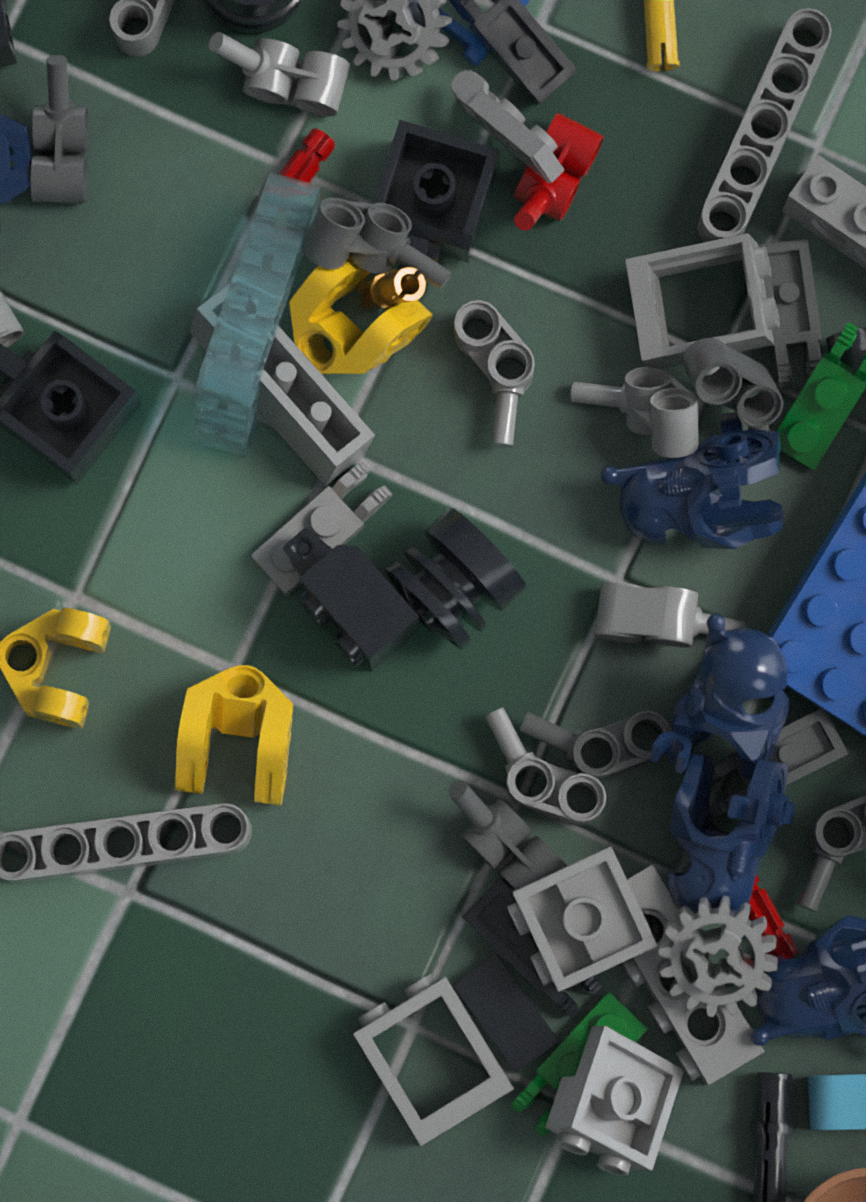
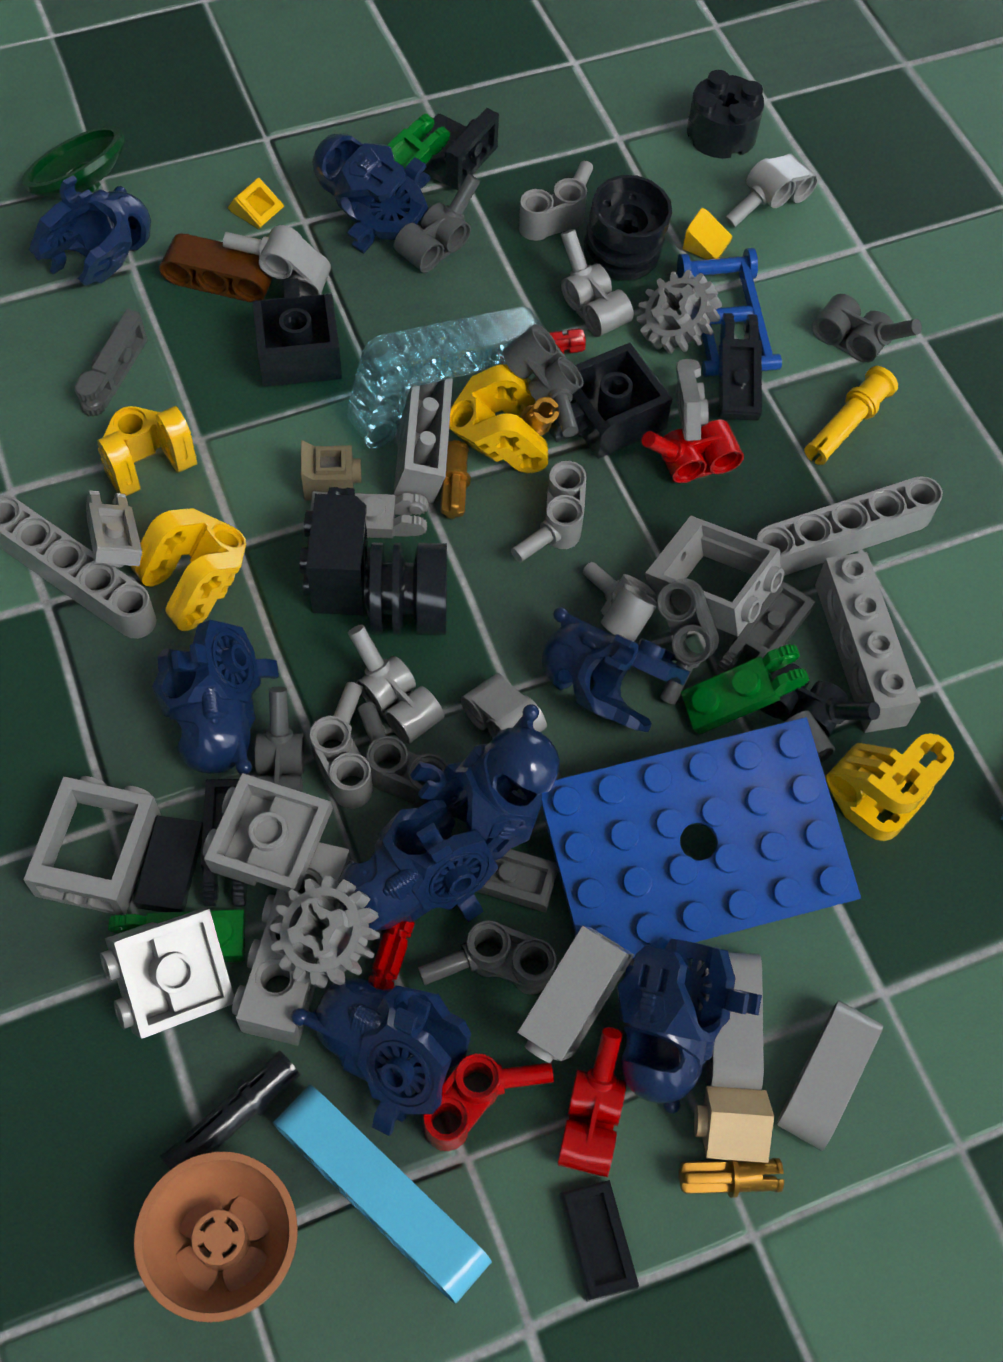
camera: 40 degrees right, 20 degrees down
(130, 775) = (113, 531): none -> light grey hinge
(246, 519) = (327, 468): none -> dark tan window
(388, 440) = (456, 480): none -> pearl gold axle
(403, 848) = (212, 696): none -> dark blue helmet
(529, 685) = (390, 688): none -> light grey beam

